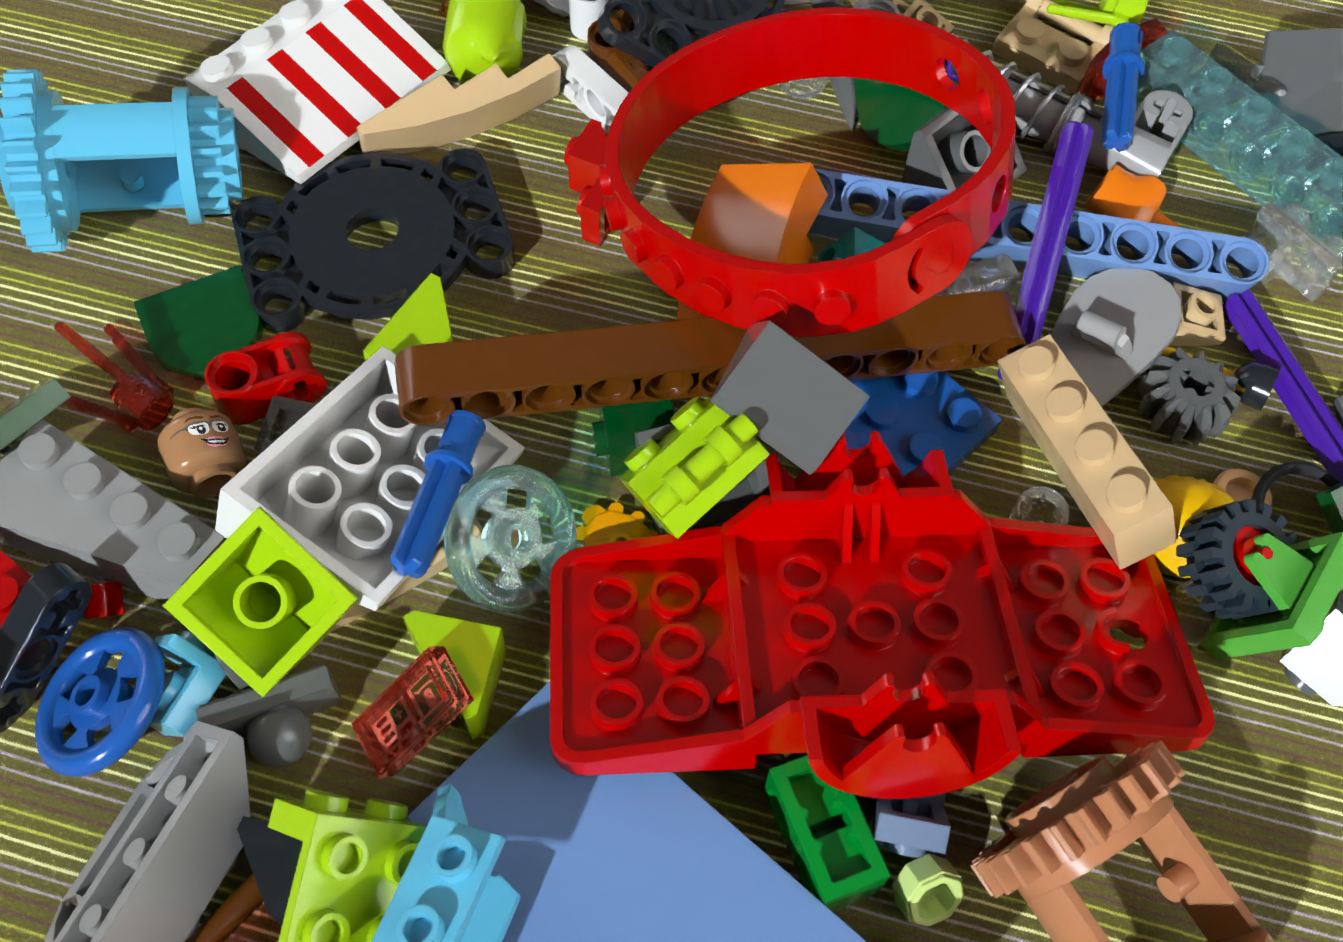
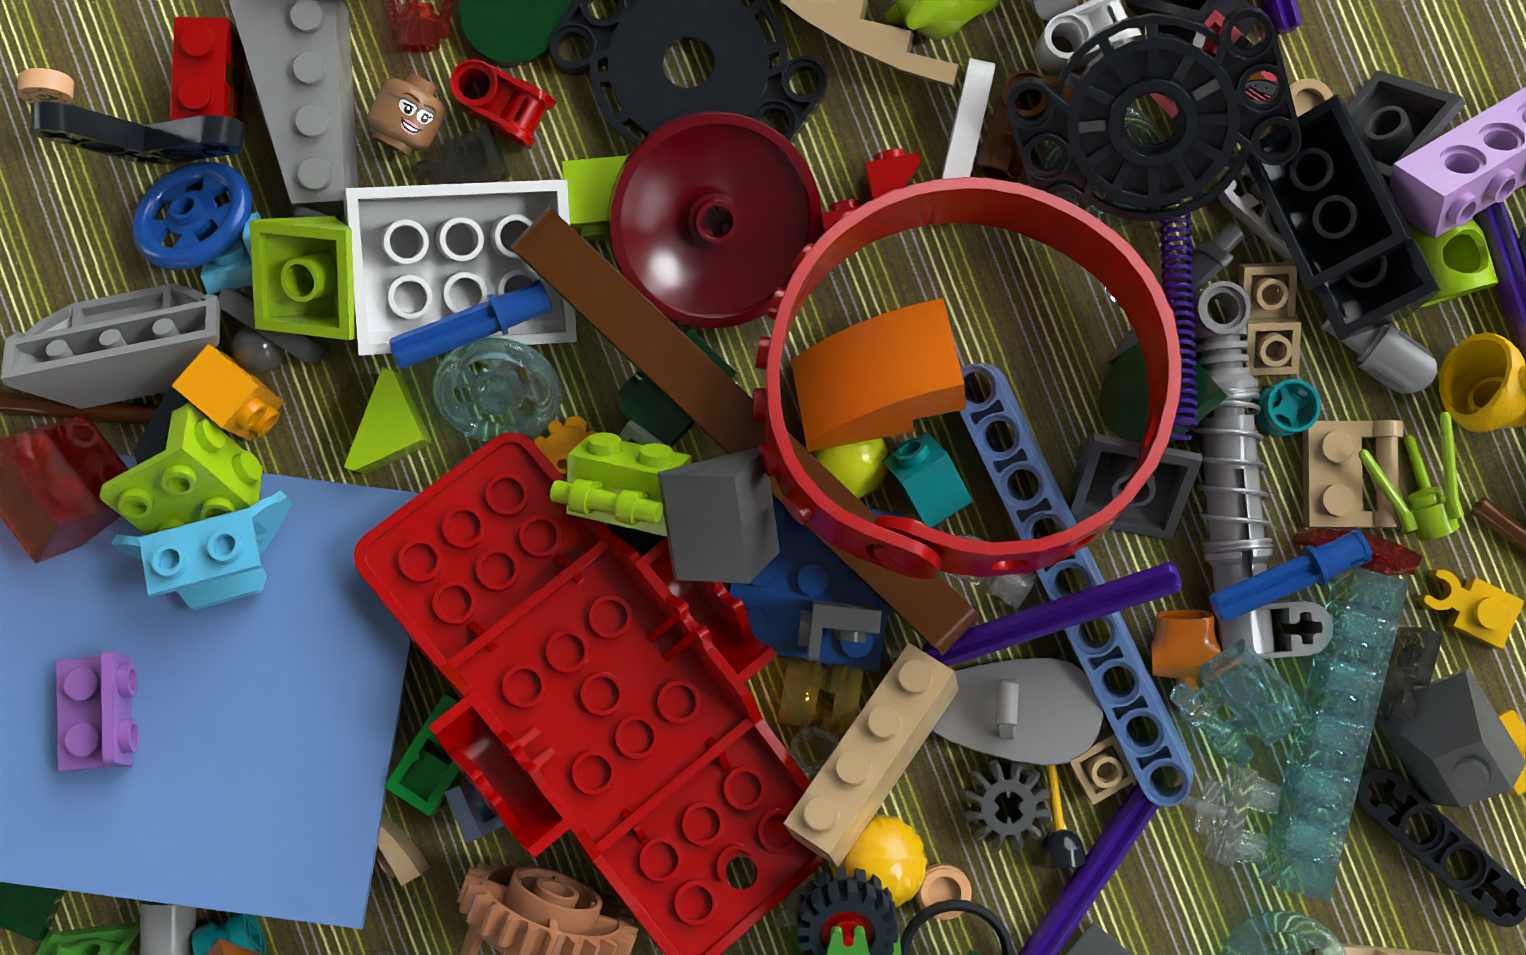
camera: 60 degrees right, 25 degrees up
(105, 600) = (259, 140): red hand -> none
(294, 758) = (229, 394): none -> light orange brick
(412, 711) = (328, 425): clear red tile -> none
(510, 264) = (712, 217): none -> dark red dish
(928, 890) = (453, 847): yellowish green tile -> none
(944, 389) = (846, 620): none -> dark grey bracket
(982, 28) = (1297, 403): none -> teal wheel
(999, 463) = (801, 690): none -> clear yellow wheel
(1204, 172) = (1252, 692): none -> clear light blue plate
(1214, 25) = (1476, 608): none -> yellow plate

